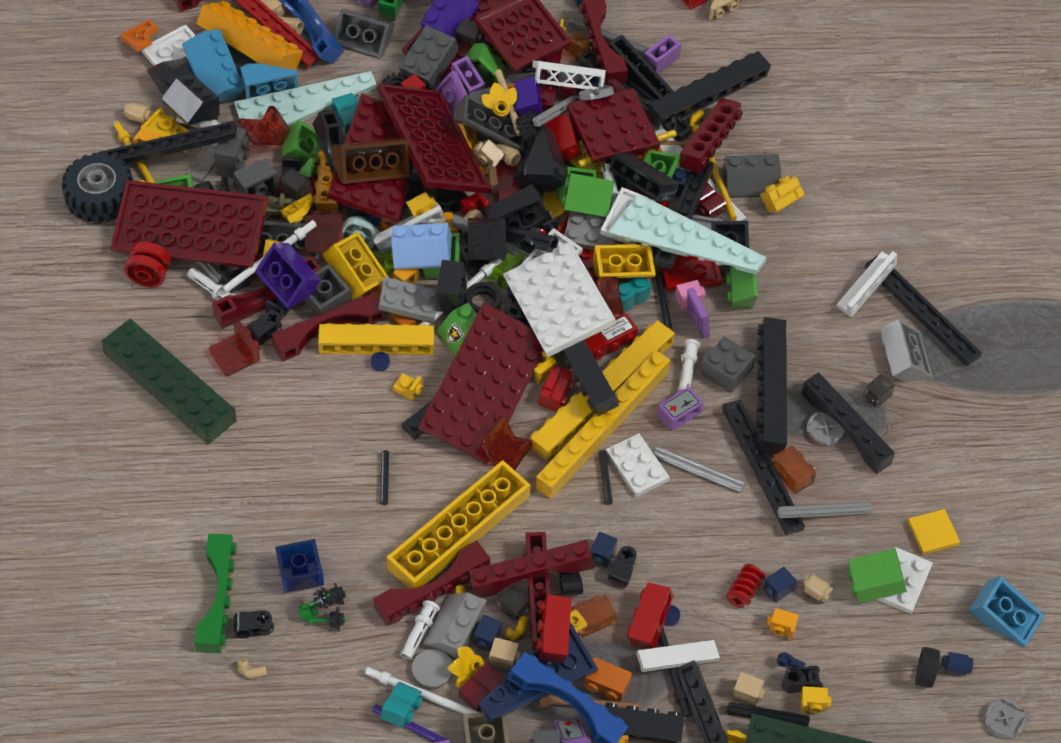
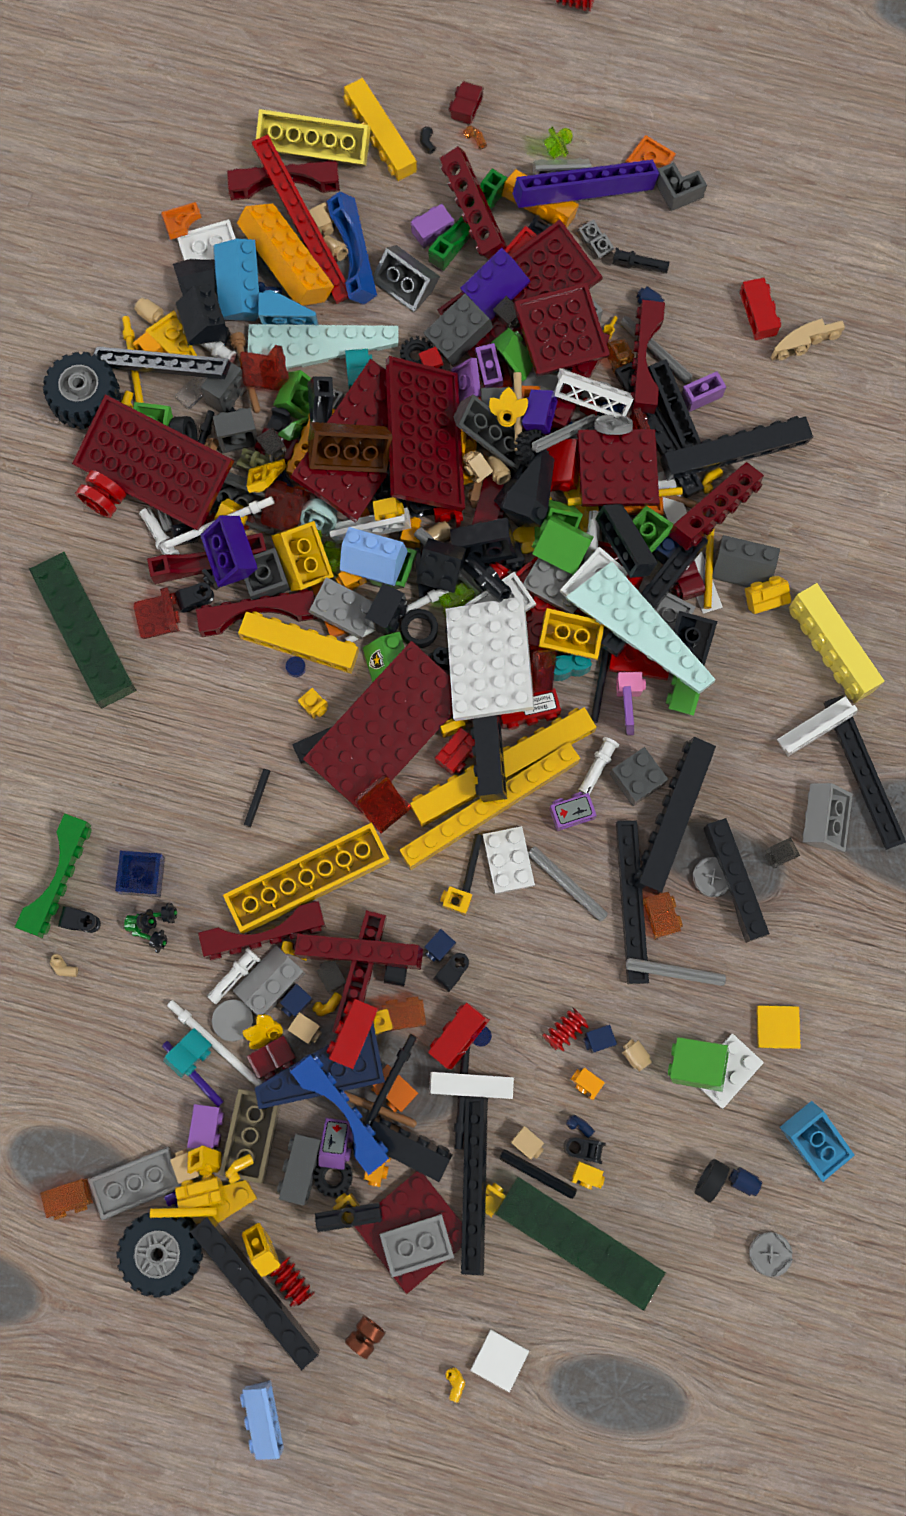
camera: 20 degrees right, 20 degrees up
(228, 115) = (238, 342): none -> medium nougat piece
(603, 508) = (464, 900): none -> yellow brick
(606, 640) = (403, 1055): none -> black bar
(855, 213) = (835, 643): none -> light yellow brick

